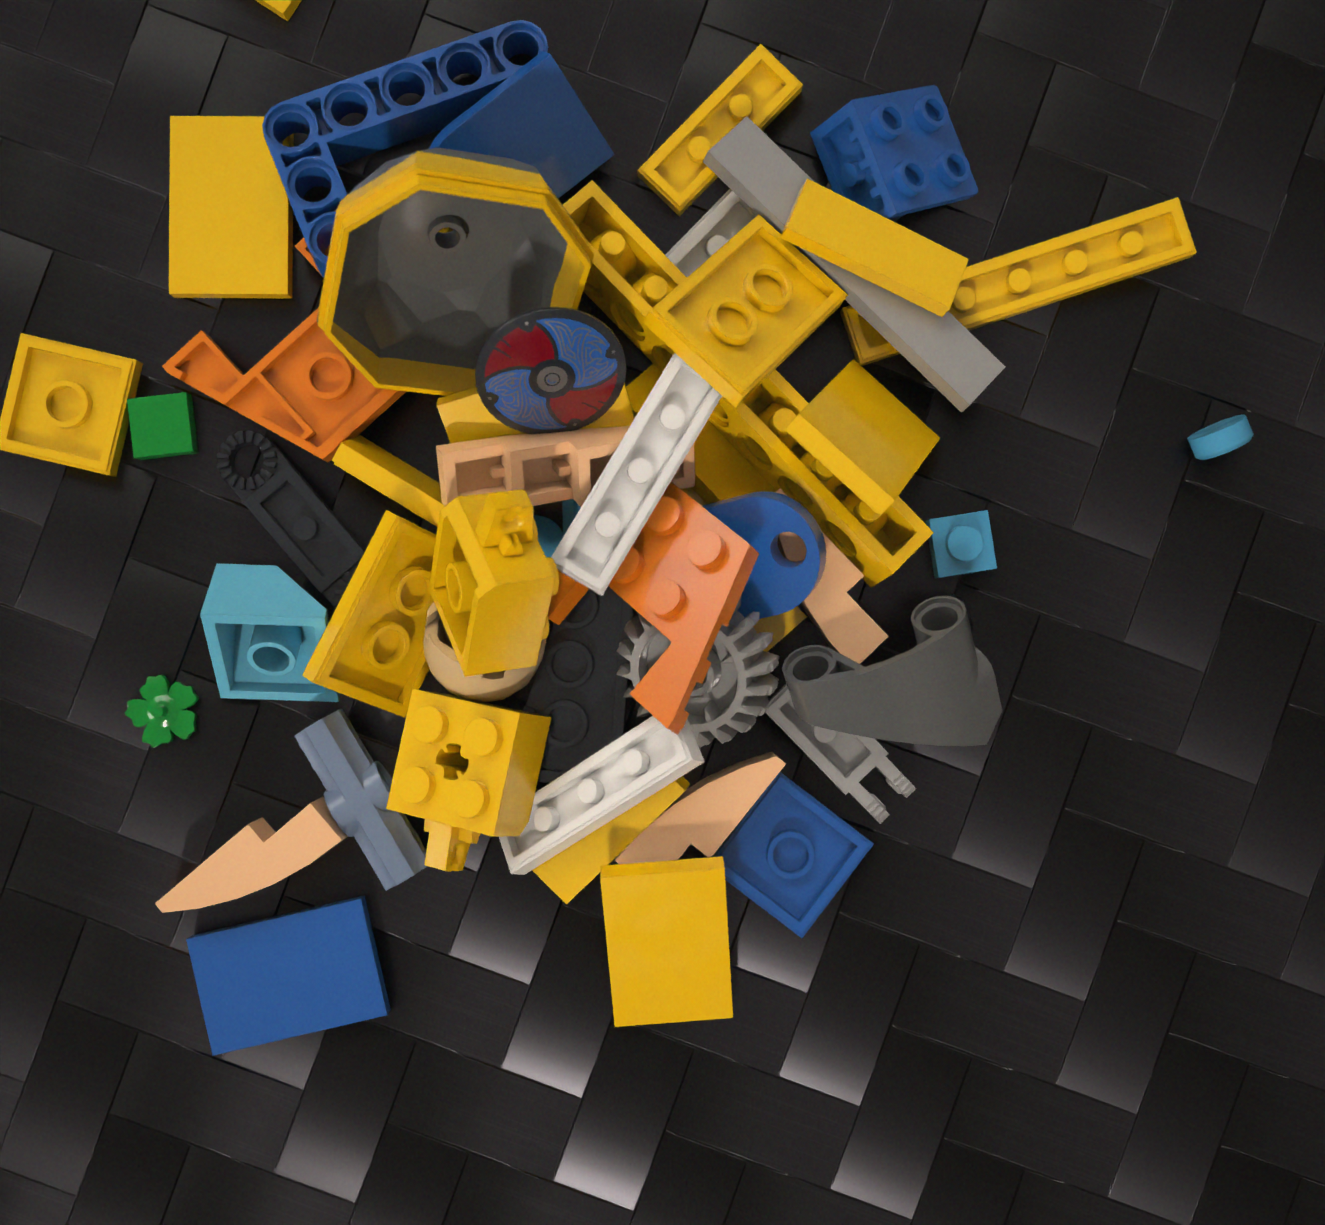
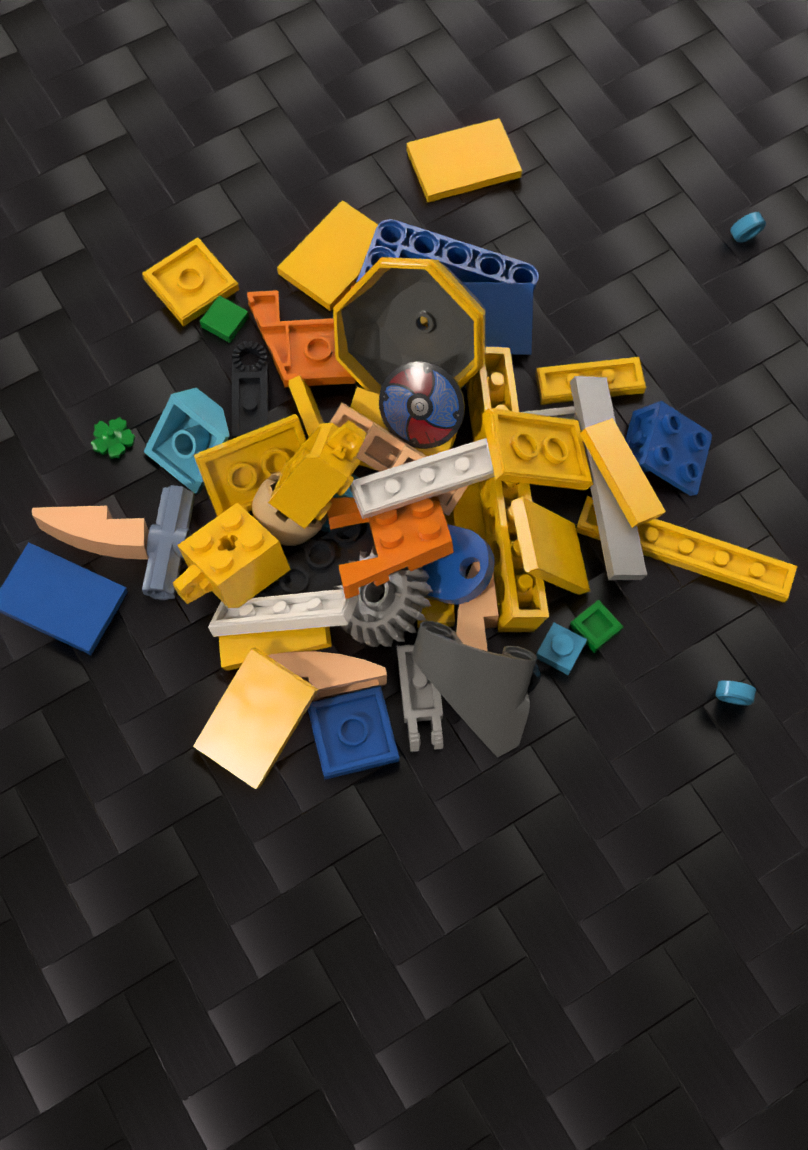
camera: 30 degrees right, 20 degrees down
(982, 479) = (596, 626): none -> green tile

